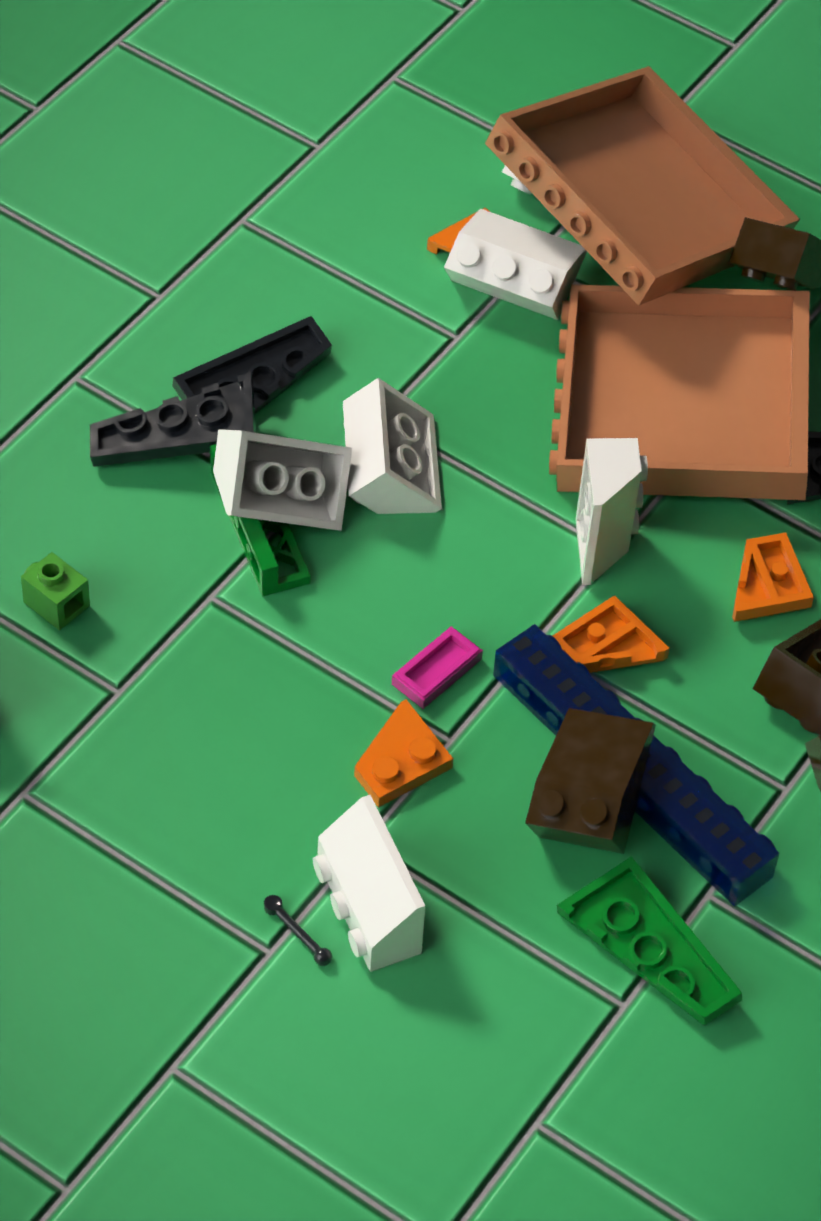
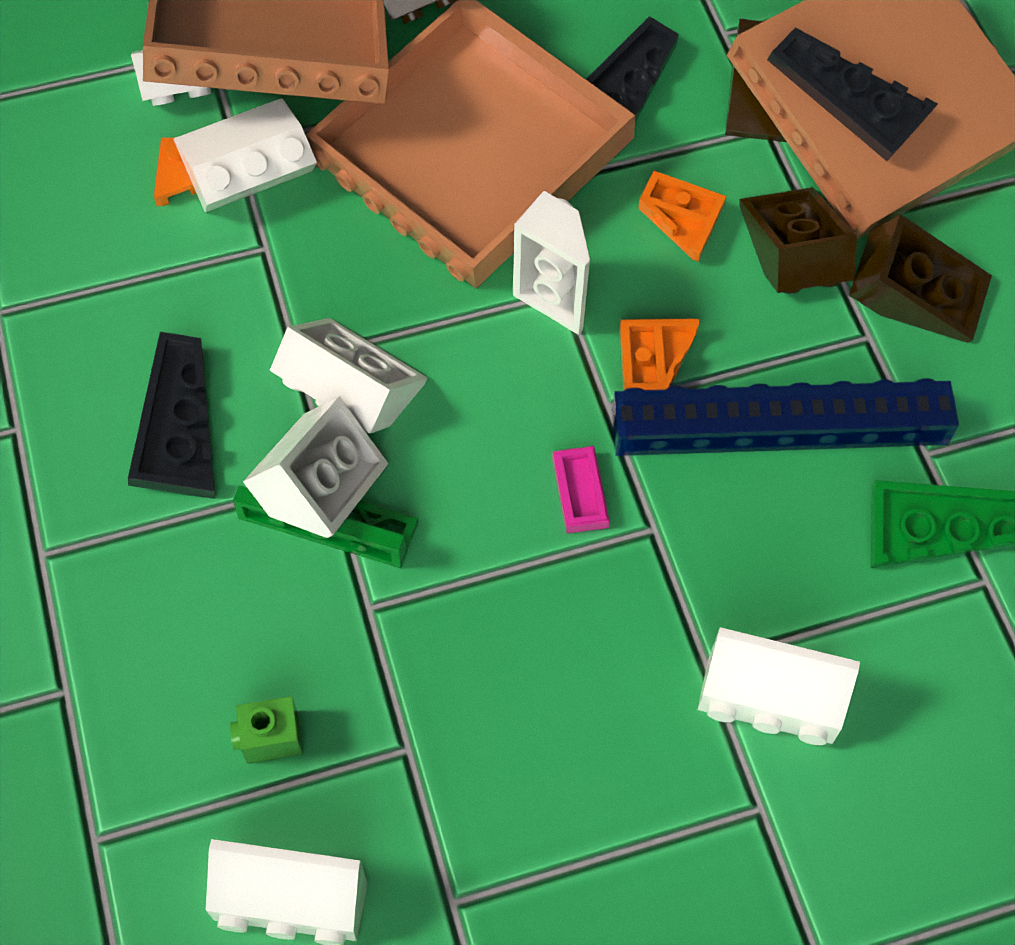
camera: 50 degrees left, 10 degrees up
(175, 426) = (184, 509): black wing -> none
(273, 906) = (719, 773): black hinge -> none
(401, 757) = (647, 575): orange wing -> none
(591, 780) = (796, 455): dark brown slope -> none

